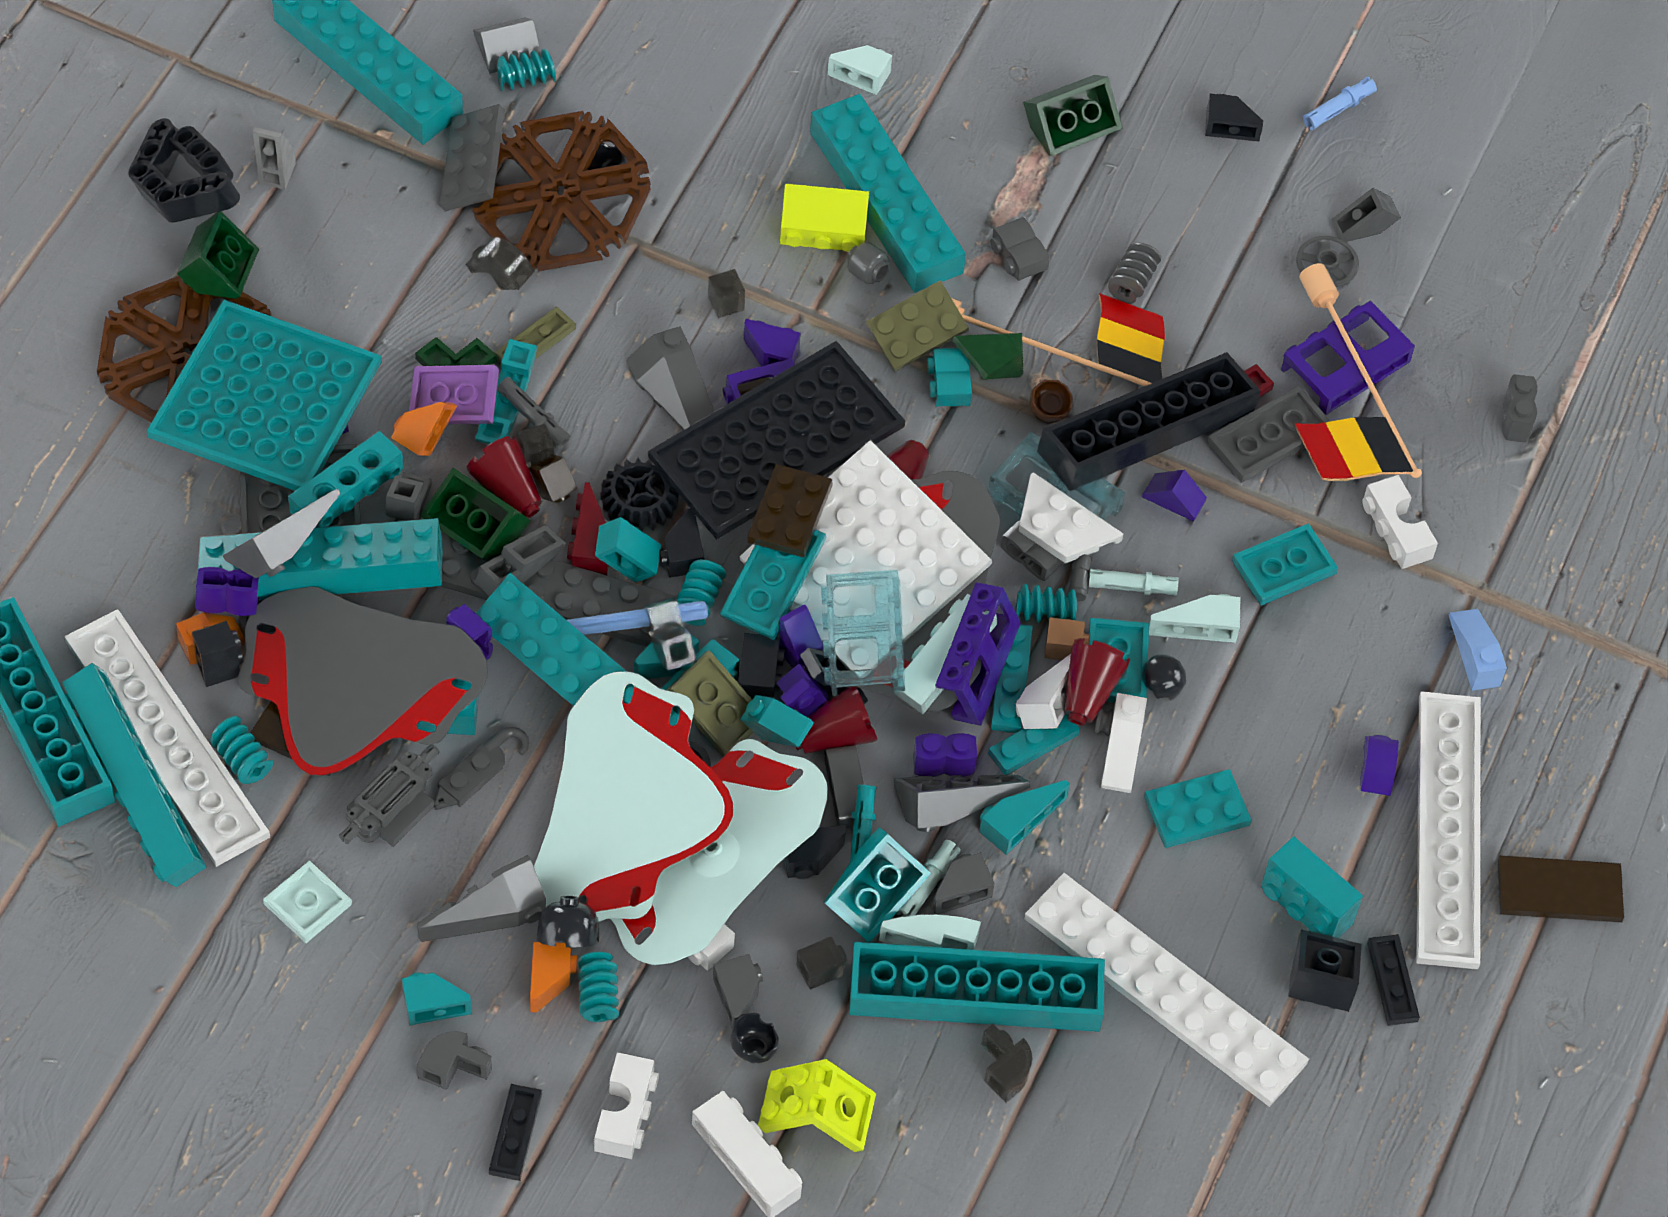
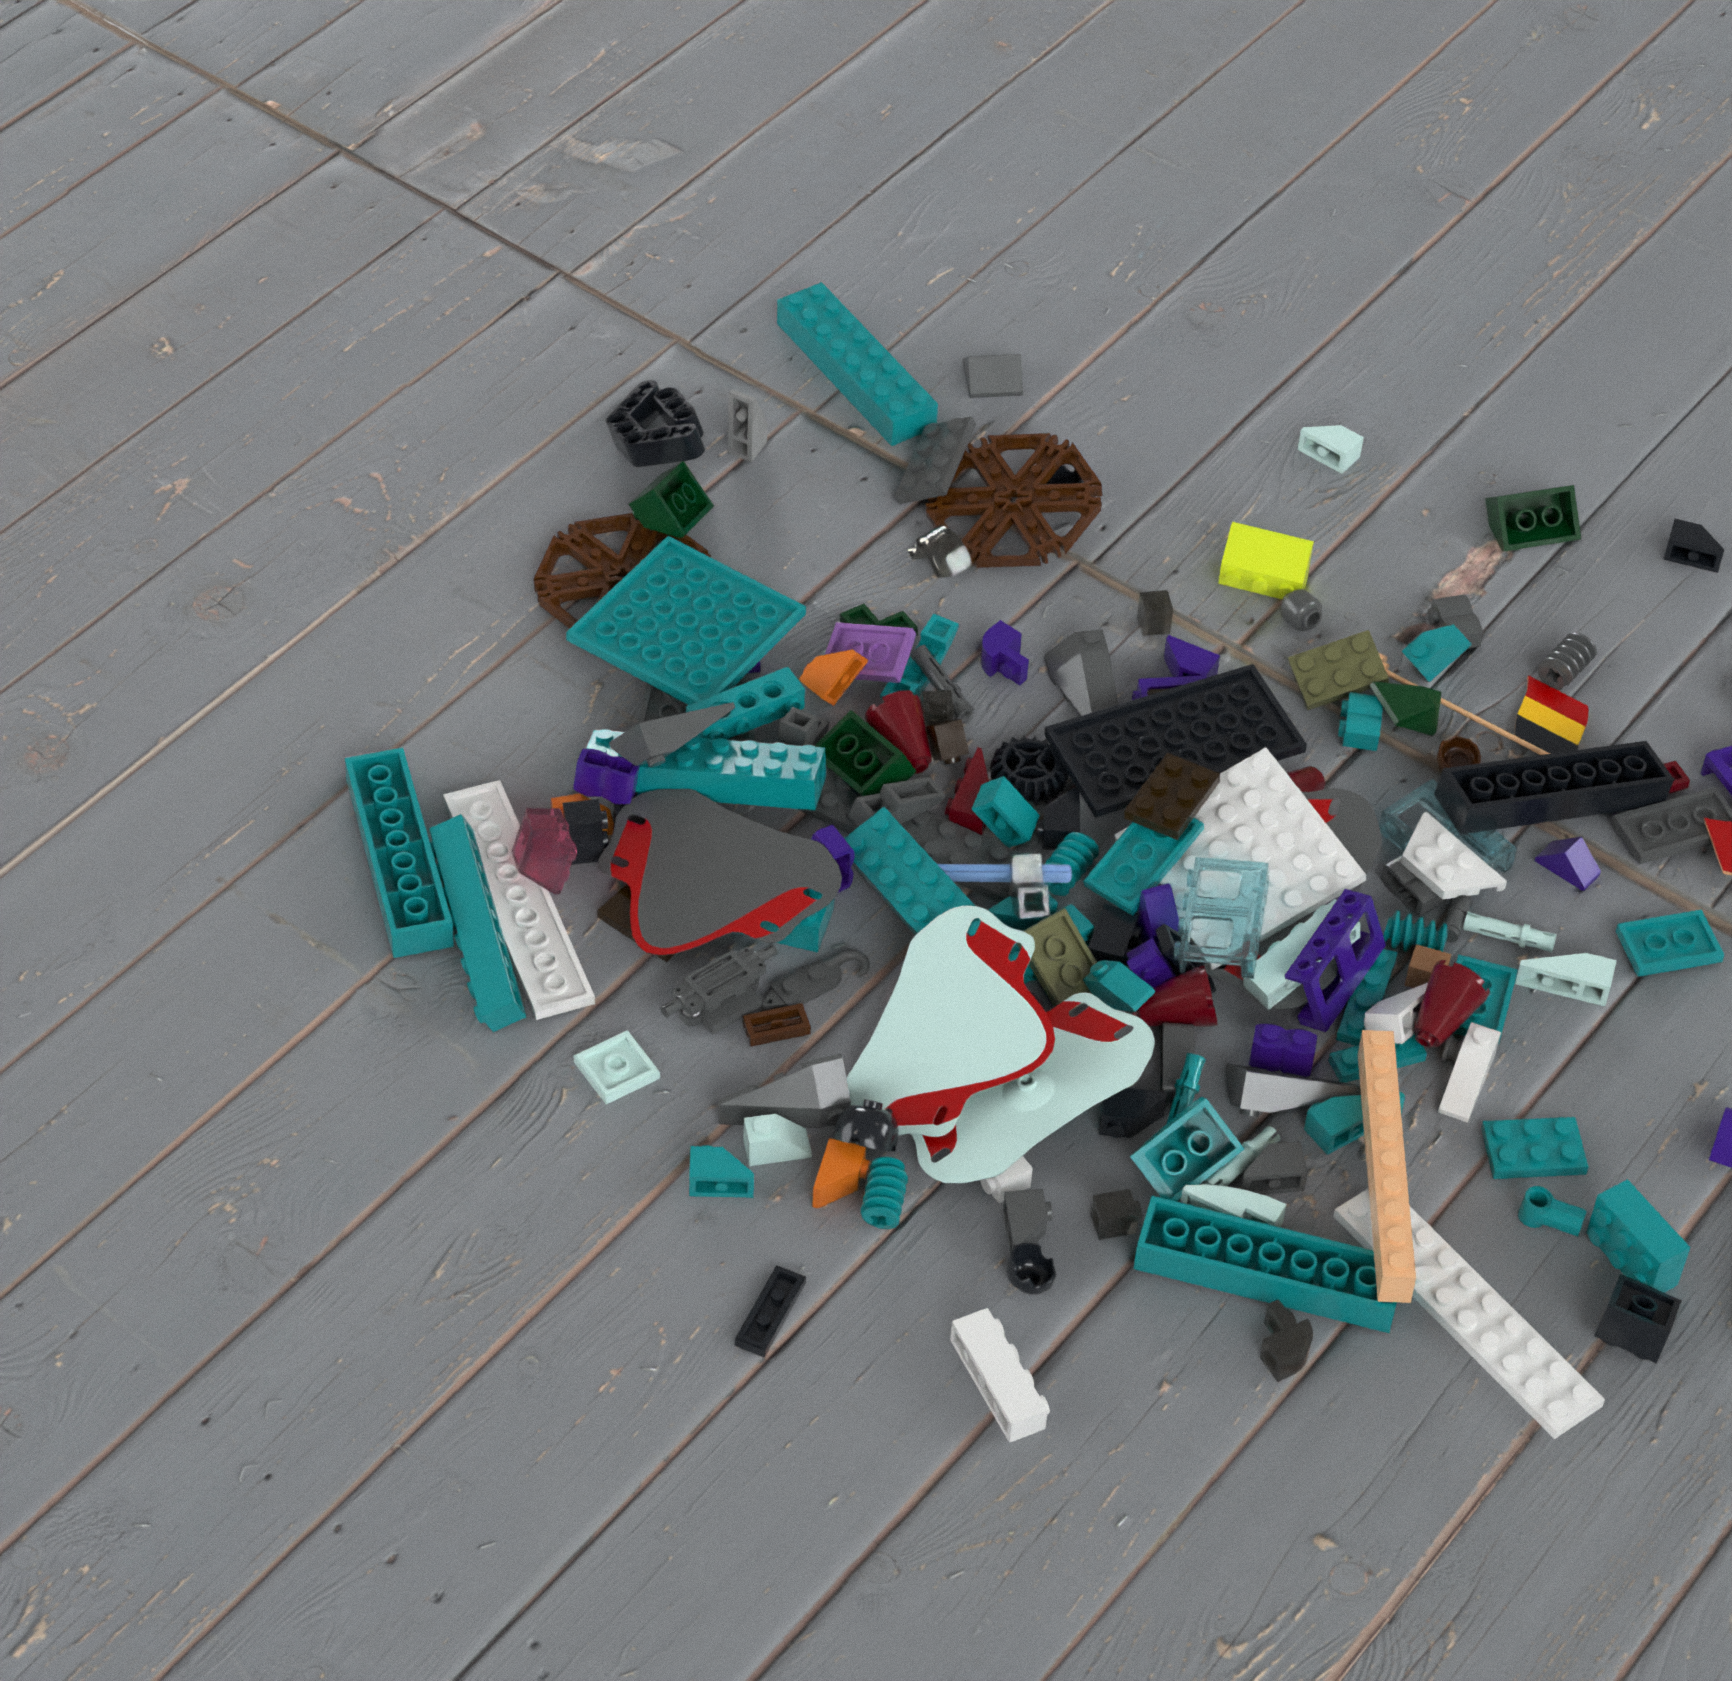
camera: 15 degrees right, 10 degrees down
(184, 684) = (544, 848): none -> clear pink slope
(241, 751) = (585, 921): teal piece -> none
(447, 1054) = (722, 1225): dark grey brick -> none
(455, 828) = (778, 1029): none -> reddish brown tile
(480, 951) = (774, 1140): none -> light aqua slope
(525, 69) = (1004, 395): teal piece -> none
(543, 333) = (972, 619): olive tile -> none
(583, 369) = (1002, 653): none -> dark purple brick
(620, 1131) = (876, 1327): white arch -> none
(817, 1099) = (1082, 1328): neon yellow bracket -> none
(897, 202) = (1340, 561): teal brick -> none
(1008, 286) = (1436, 650): none -> teal slope
(1068, 867) = (1386, 1167): none -> light nougat brick
(1164, 676) = (1523, 1019): black hair -> none
(1227, 875) = (1542, 1209): none -> teal piece
(1393, 980) = (1709, 1344): black tile -> none

